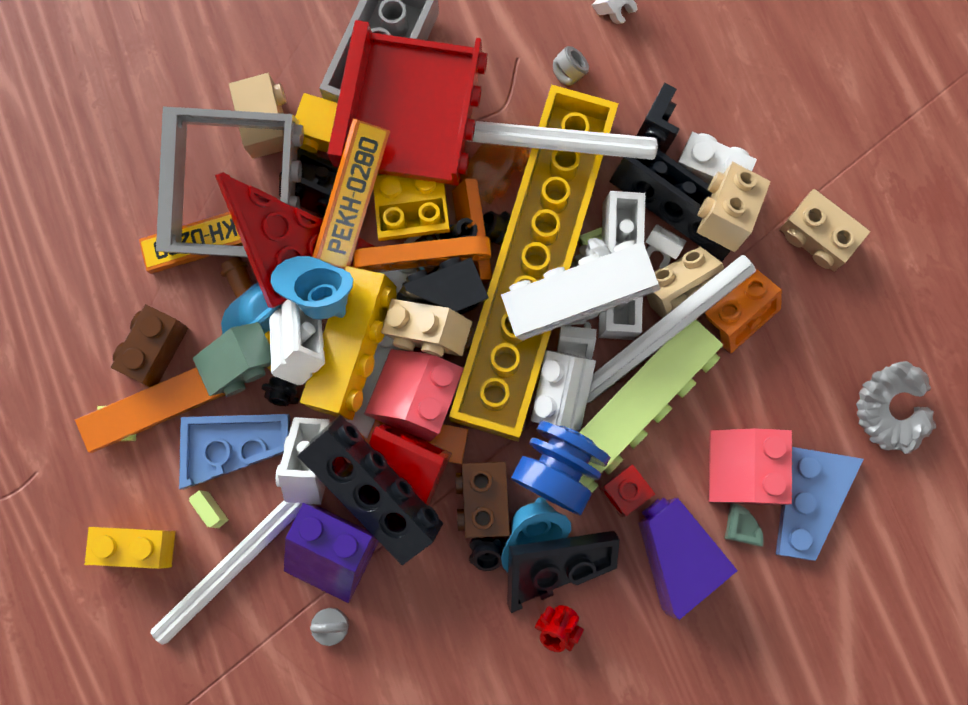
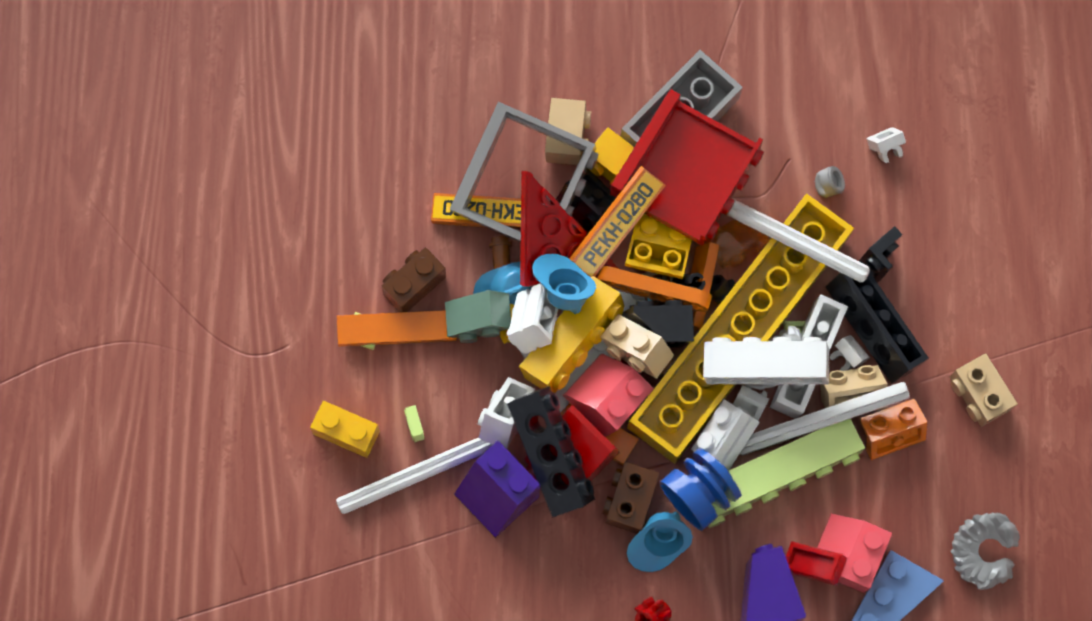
camera: 15 degrees right, 5 degrees down
(228, 443) = (447, 379): medium blue wing -> none
(280, 392) = (502, 354): black plate -> none
(329, 626) = (474, 549): light grey tile -> none
(486, 552) = (616, 545): black plate -> none
(547, 565) = (661, 565): black wing -> none
(627, 491) = (745, 532): red brick -> none
(706, 157) = (916, 306): white brick -> none
(718, 496) = (815, 563): none -> red tile
(733, 206) = (912, 342): tan brick -> none
(743, 526) = (827, 599): sand green tile -> none

